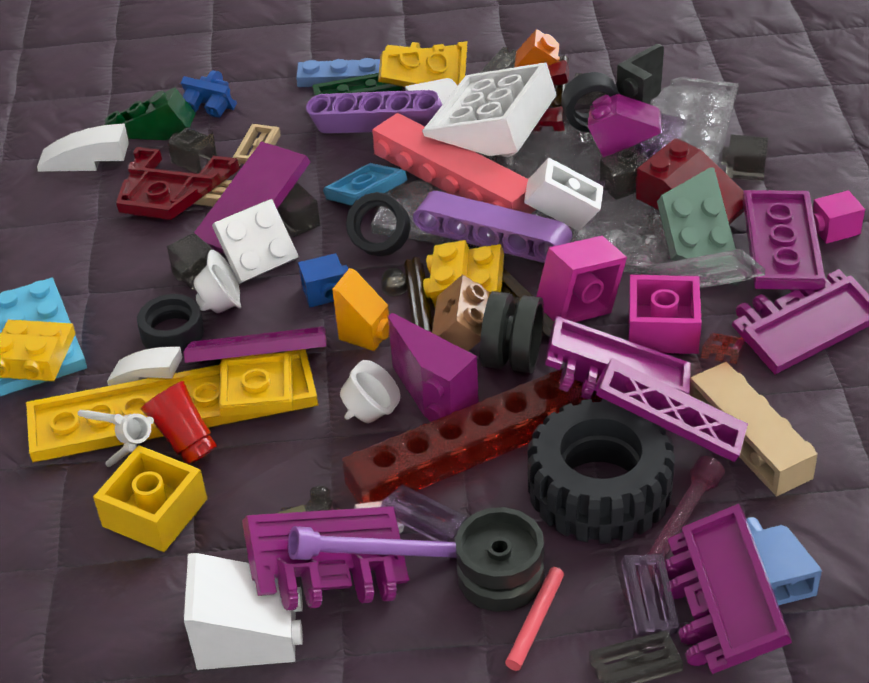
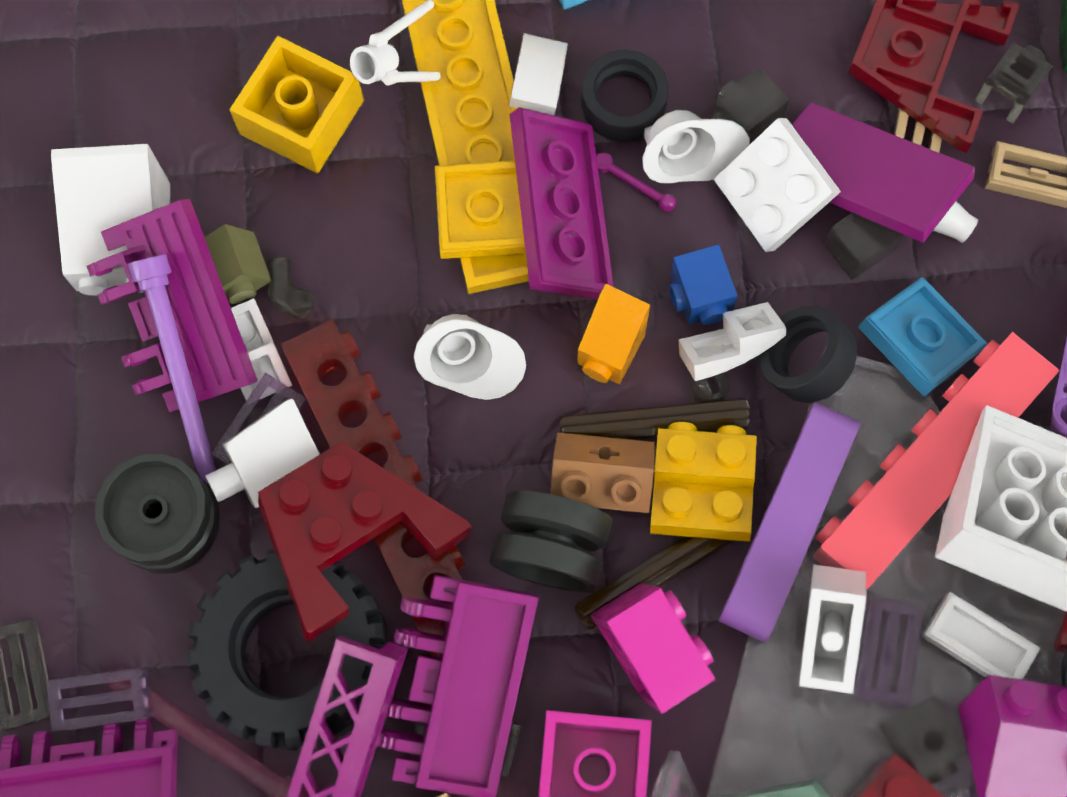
camera: 90 degrees right, 30 degrees up
(180, 423) = (411, 121): red plant -> none
(255, 306) = (666, 202): none -> magenta hinge
(366, 258) = (744, 336): none -> white slope
(432, 369) = (475, 429): magenta slope -> none
(449, 486) = (264, 453): none -> white torso
(502, 431) = (334, 509): none -> dark red wing
(534, 619) = (95, 559): coral bar -> none
(566, 151) = (979, 639): none -> white tile

